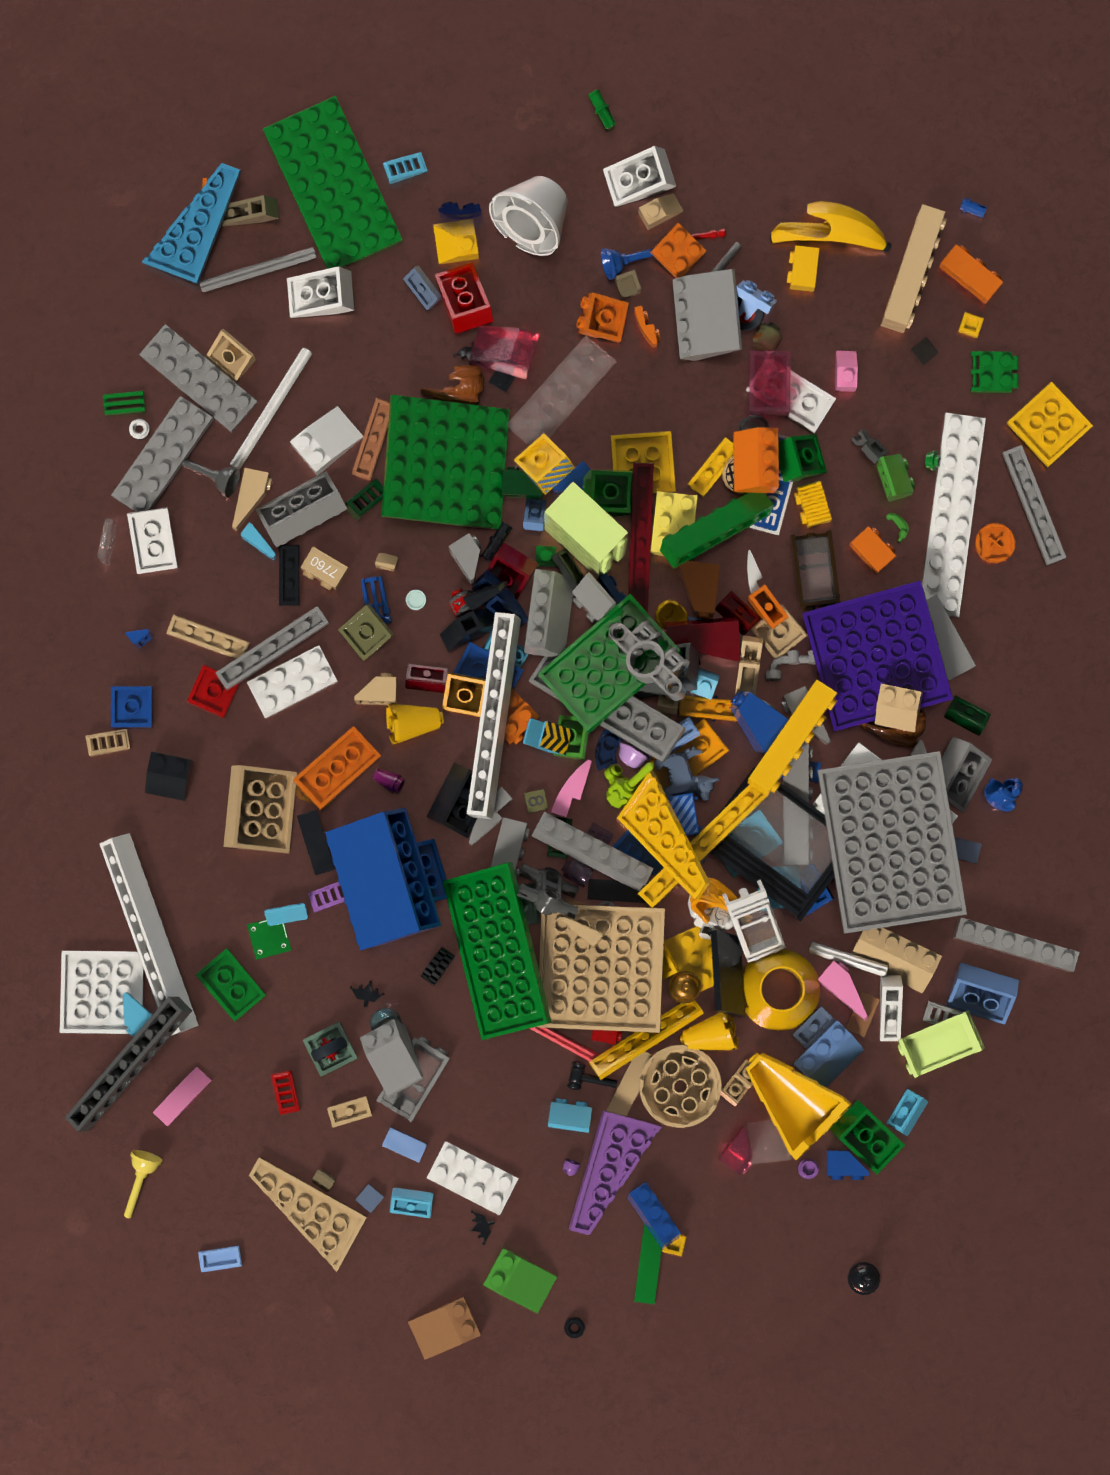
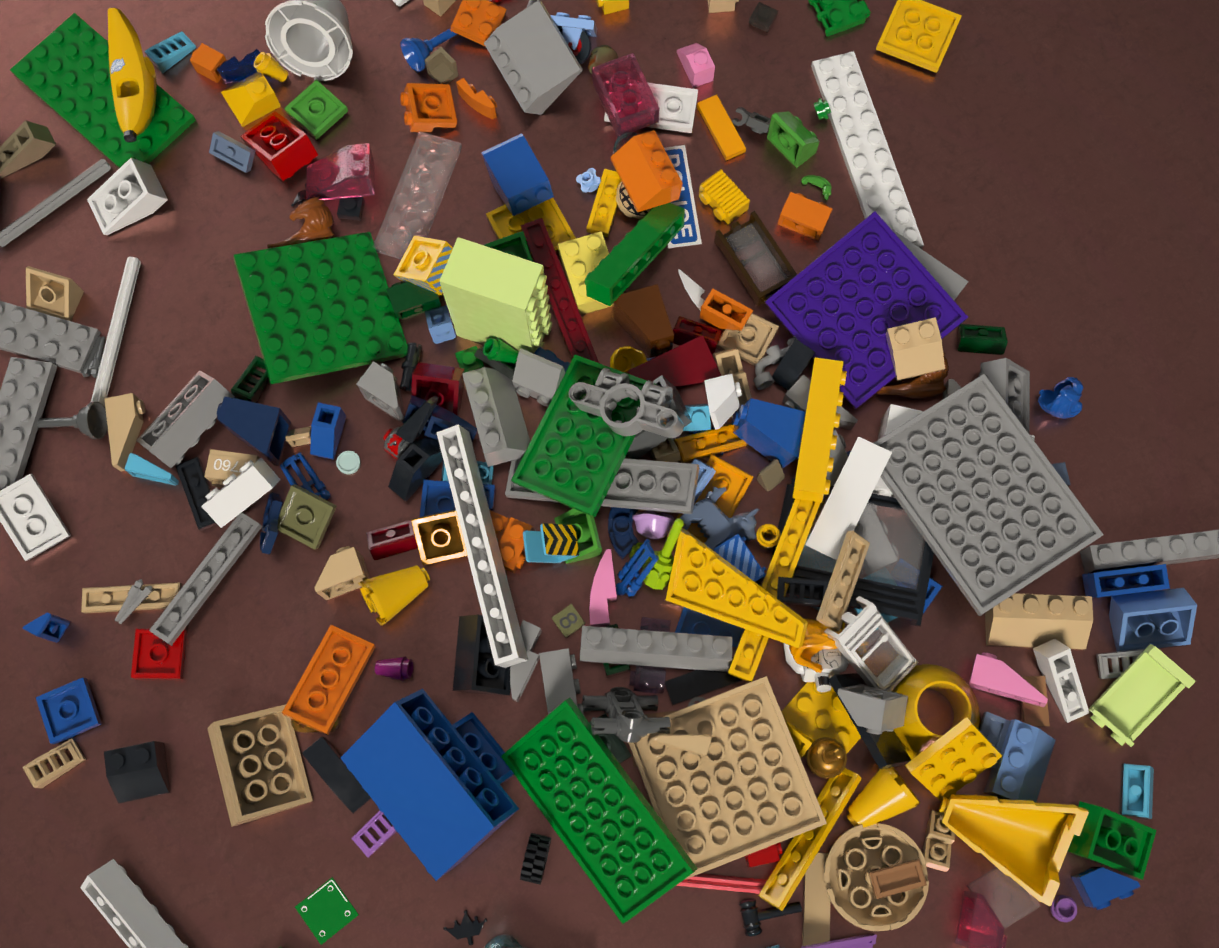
camera: 20 degrees left, 10 degrees down
(211, 641) = (133, 600): none -> light grey piece
(245, 425) = (93, 362): none -> dark grey piece
(286, 914) = (335, 874): medium azure slope -> none
(292, 682) = (244, 606): white plate -> none
(324, 593) = (240, 491): none -> white brick
(326, 440) = (185, 339): white slope -> none
(337, 625) = (270, 523): none -> dark blue tile
(355, 542) = (256, 425): none -> dark blue slope
(363, 196) = (131, 77): none -> yellow piece
(372, 440) = (237, 322): nougat tile -> none
(409, 569) = (326, 430): none -> blue slope
(433, 194) = (206, 61): none -> orange brick
(482, 223) = (270, 67): none -> yellow cone
(507, 277) = (316, 109): none -> bright green plate
(570, 562) = (498, 350): none -> green cone
(599, 784) = (632, 567): none -> blue piece
(649, 417) = (517, 174): none -> blue slope
(694, 1093) = (897, 878): none -> medium nougat tile
(708, 446) = (592, 183): none -> light blue plate
(717, 797) = (768, 531): none -> yellow cone
(730, 680) = (722, 398): none -> white slope
(733, 965) = (874, 707): none -> light grey slope
(736, 865) = (822, 584): none -> black slope
(743, 755) = (771, 475): none -> dark tan slope
(754, 863) = (843, 581): none -> tan tile
(775, 1029) = (954, 760): none -> yellow plate
(789, 802) = (848, 497): none -> white sticker
(800, 458) = (690, 158): green slope -> none
(802, 674) = (793, 364): none -> black slope
(841, 439) = (721, 127): none -> light orange tile
(848, 959) = (992, 645): white axle -> none
(976, 956) = (1126, 581): none -> blue brick
(995, 543) = (922, 162): orange tile -> none
(1034, 505) = (943, 111): light grey plate -> none

